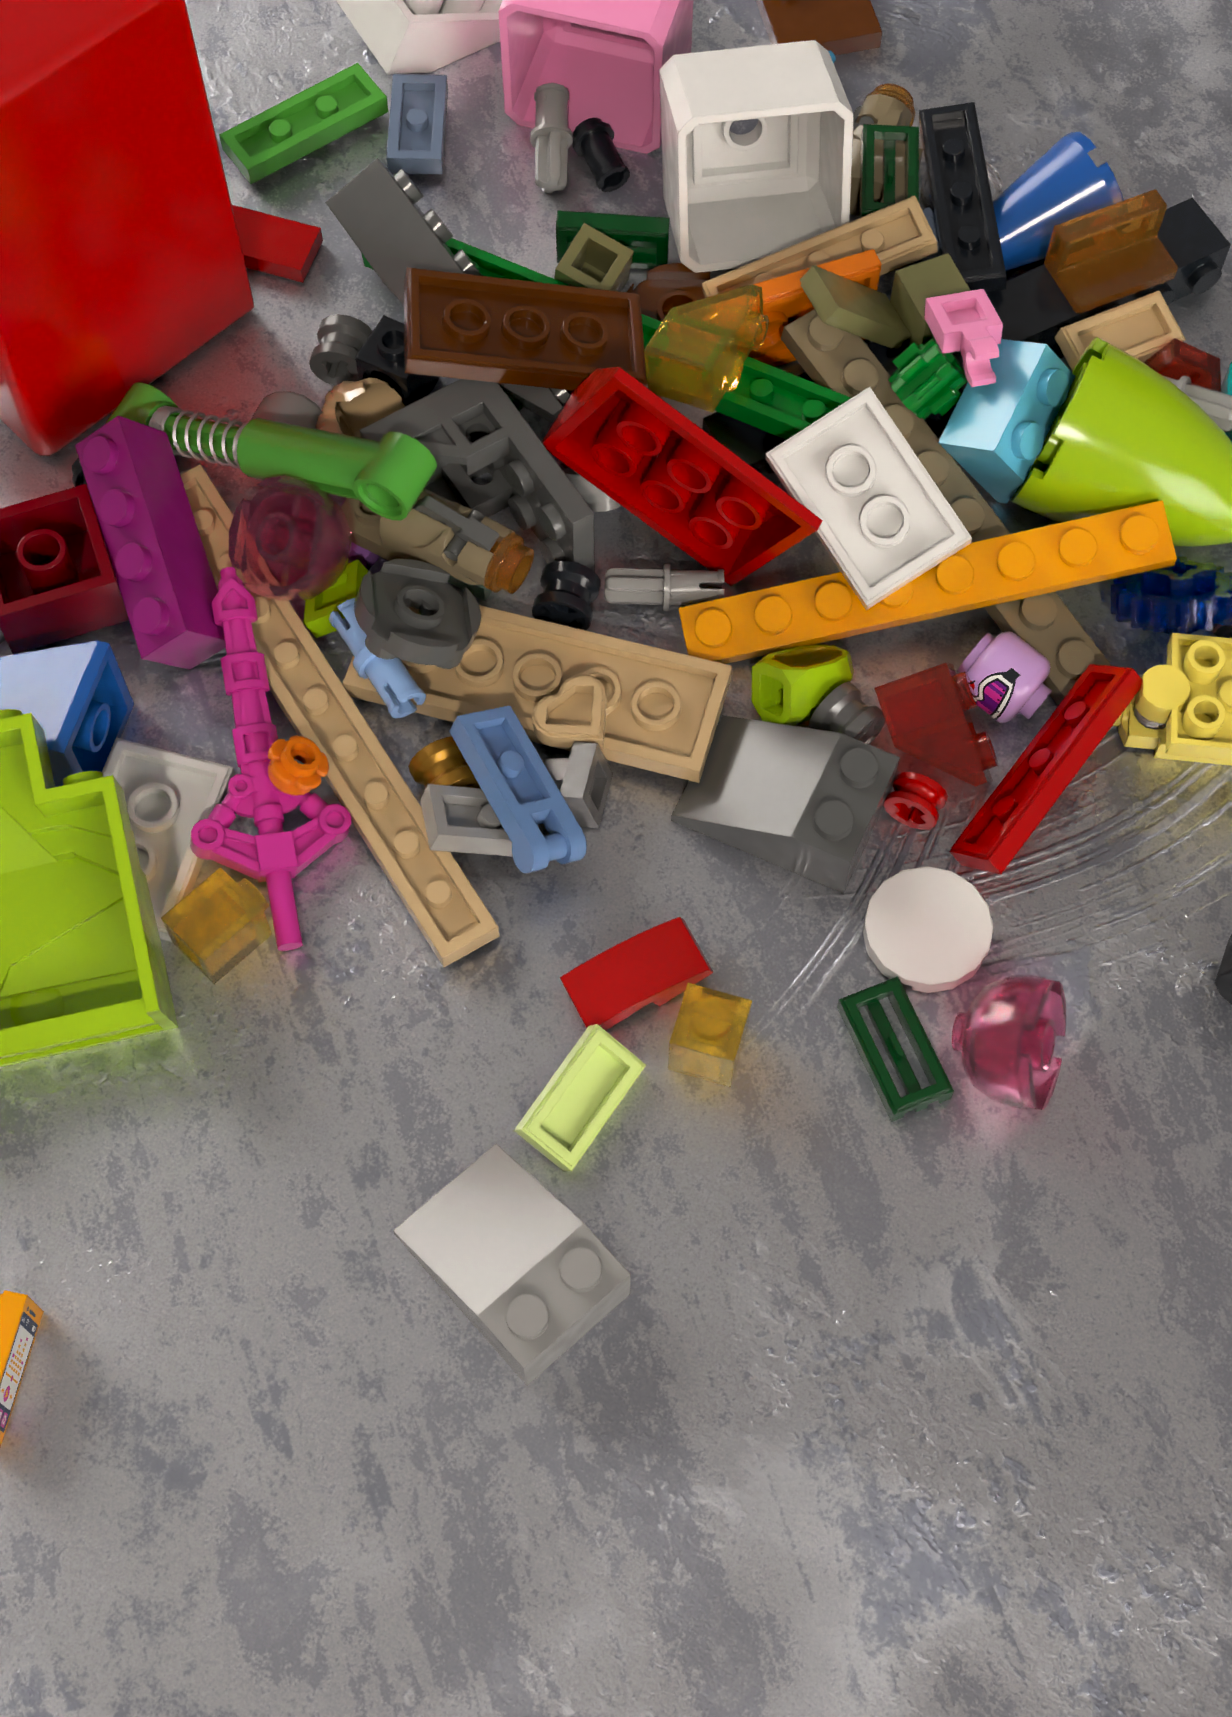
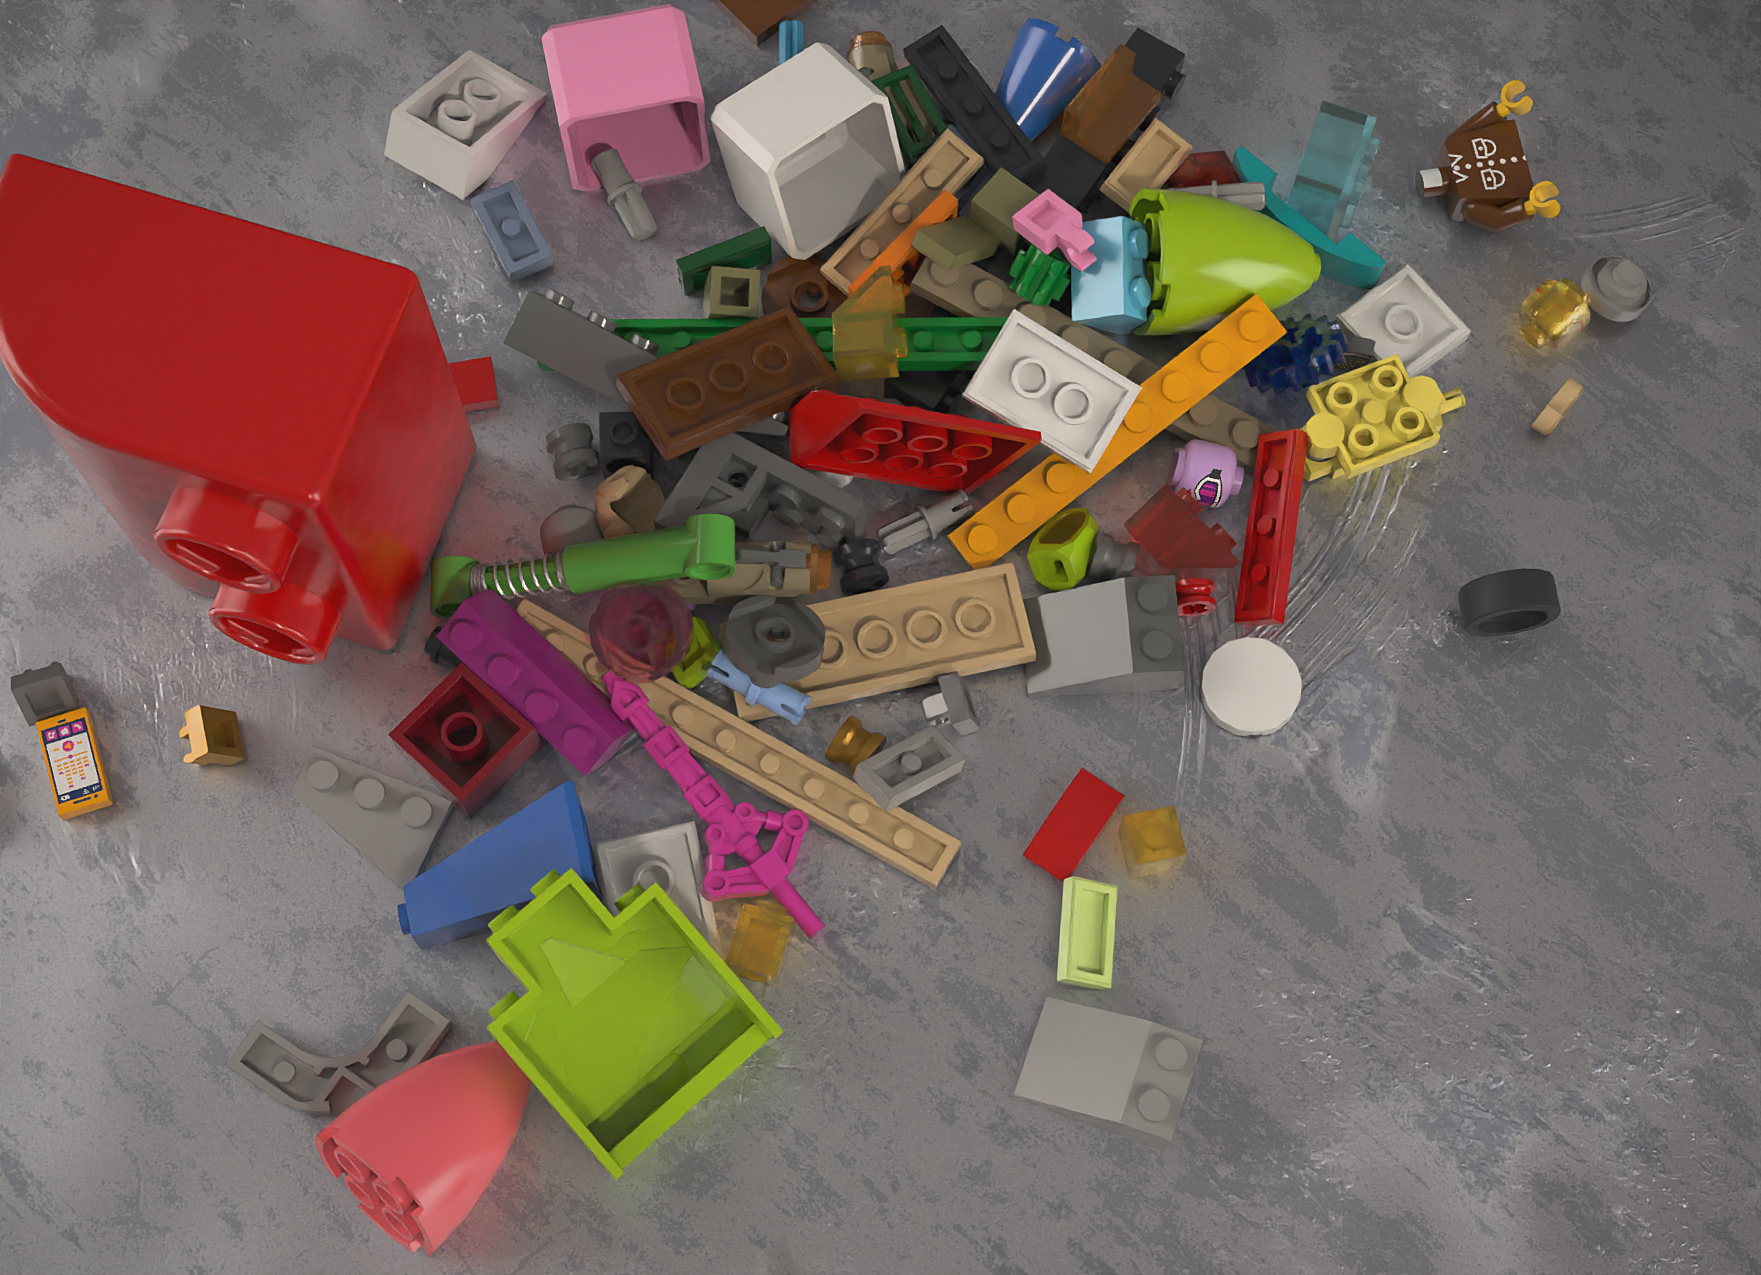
camera: 30 degrees left, 5 degrees up
(289, 774) = (746, 807): orange plate -> none
(304, 123) = (438, 248): bright green plate -> none
(519, 788) = (922, 734): medium blue plate -> none
(572, 714) = (925, 657): tan tile -> none
(595, 143) = (670, 190): black pin -> none
(916, 1098) = (1263, 798): dark green tile -> none
(1011, 1040) = (1354, 740): clear pink cylinder -> none

